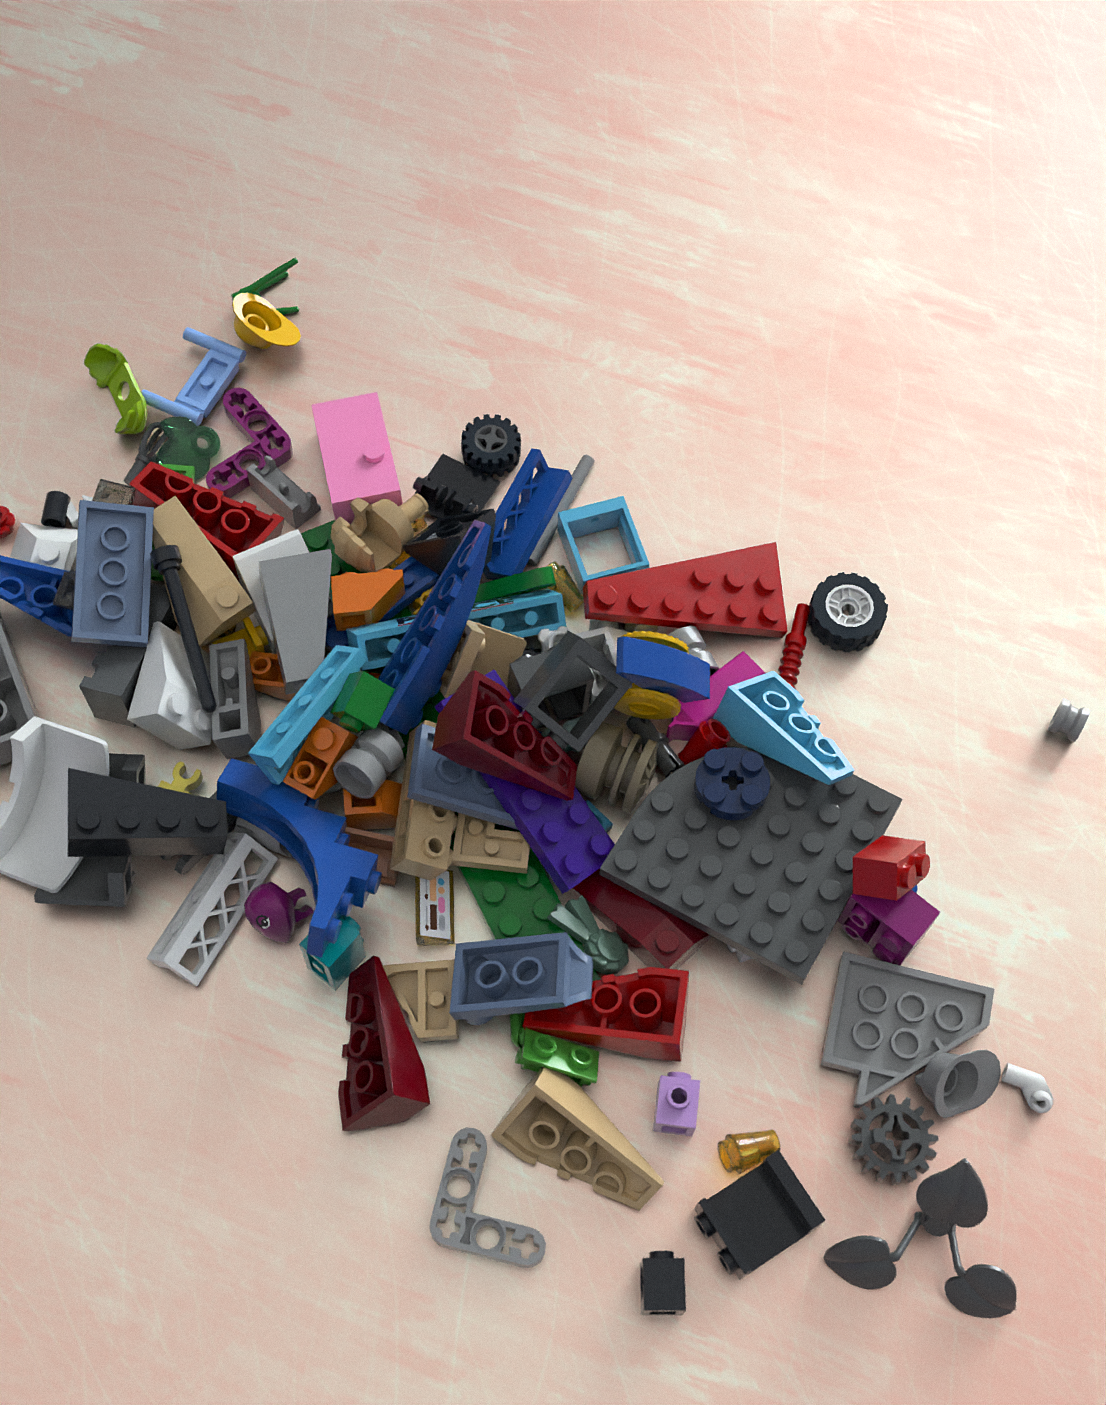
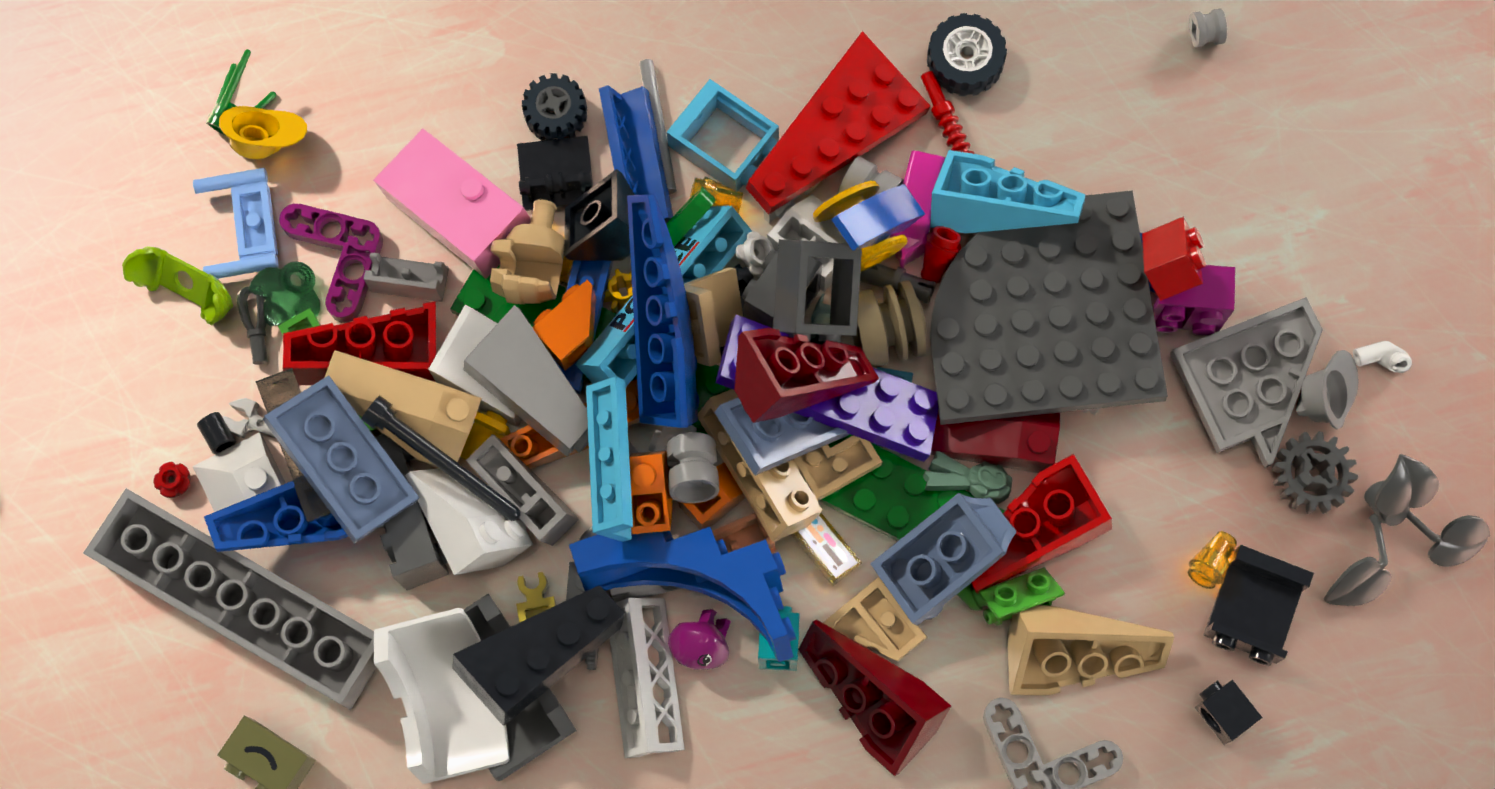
camera: 30 degrees left, 10 degrees up
(361, 702) = (653, 421): green brick -> none
(676, 1104) = (1135, 564): lavender brick -> none
(737, 763) = (995, 252): dark blue plate -> none

